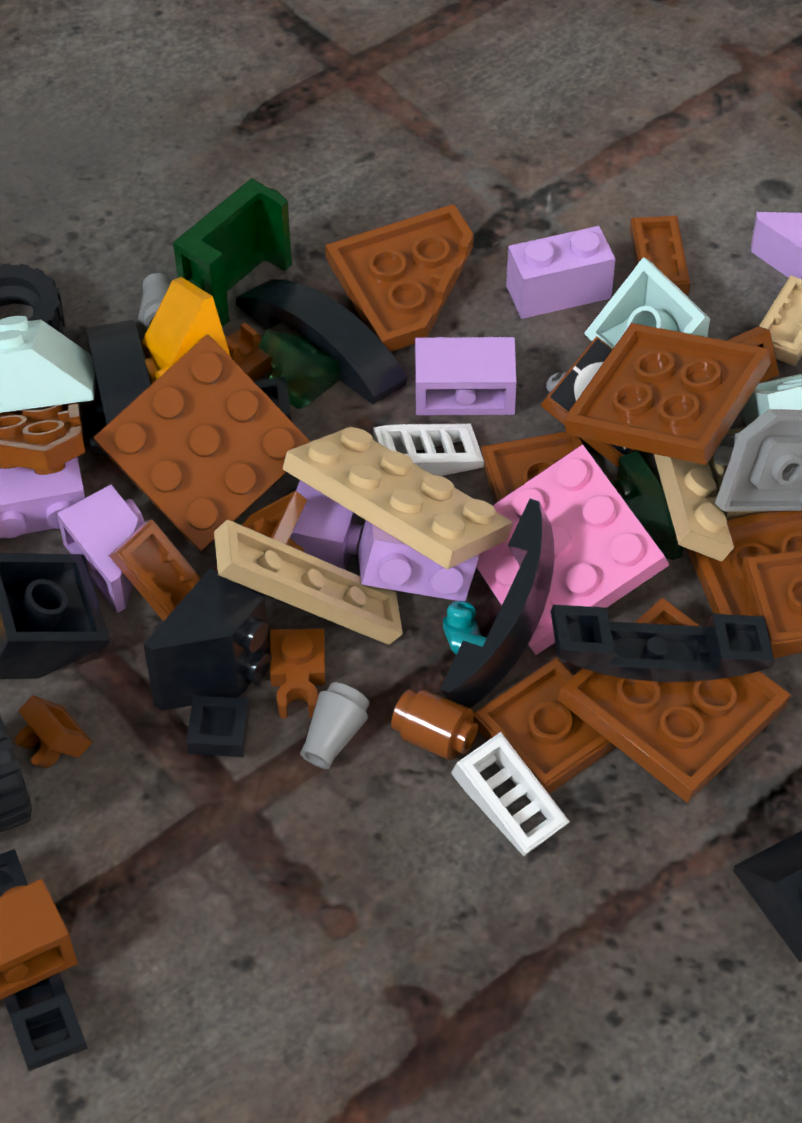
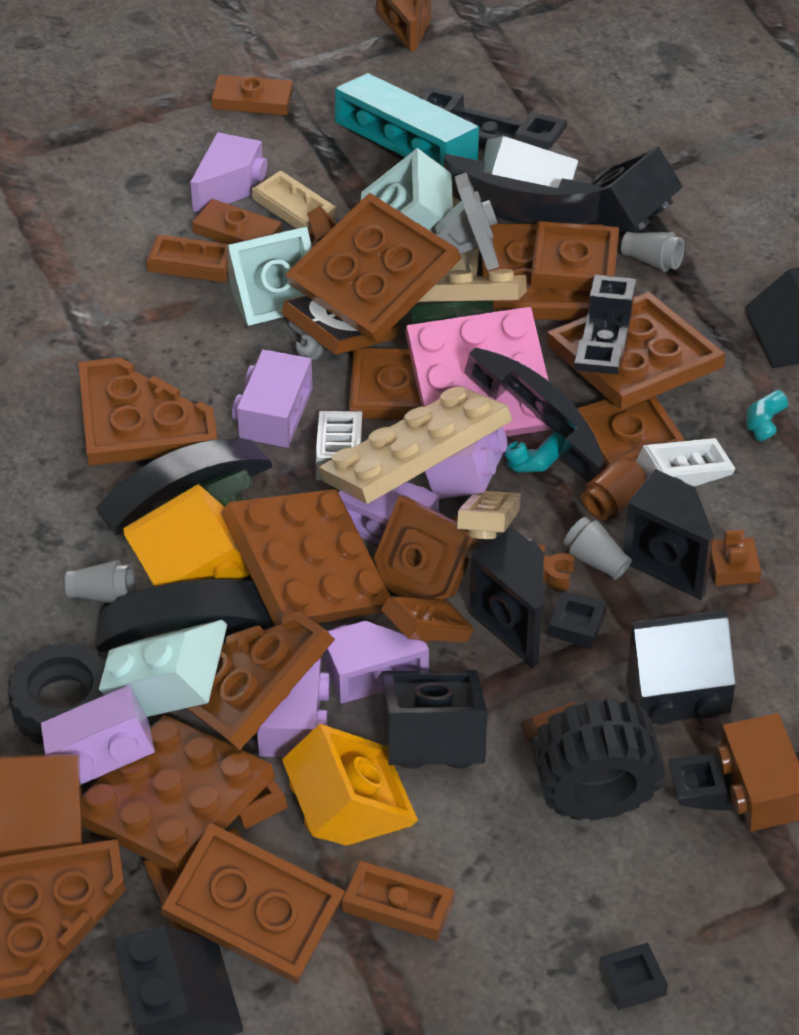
camera: 75 degrees left, 5 degrees down
(140, 836) = (681, 667): none -> slope
(234, 240) = (87, 525): dark green panel -> none
(352, 781) = (669, 534): none -> black slope
(366, 877) = (734, 559): none -> dark orange tile
(560, 272) = (189, 315): lavender brick -> none
(629, 862) = (762, 411): none -> teal arm
(734, 284) = (232, 224): none -> dark orange plate

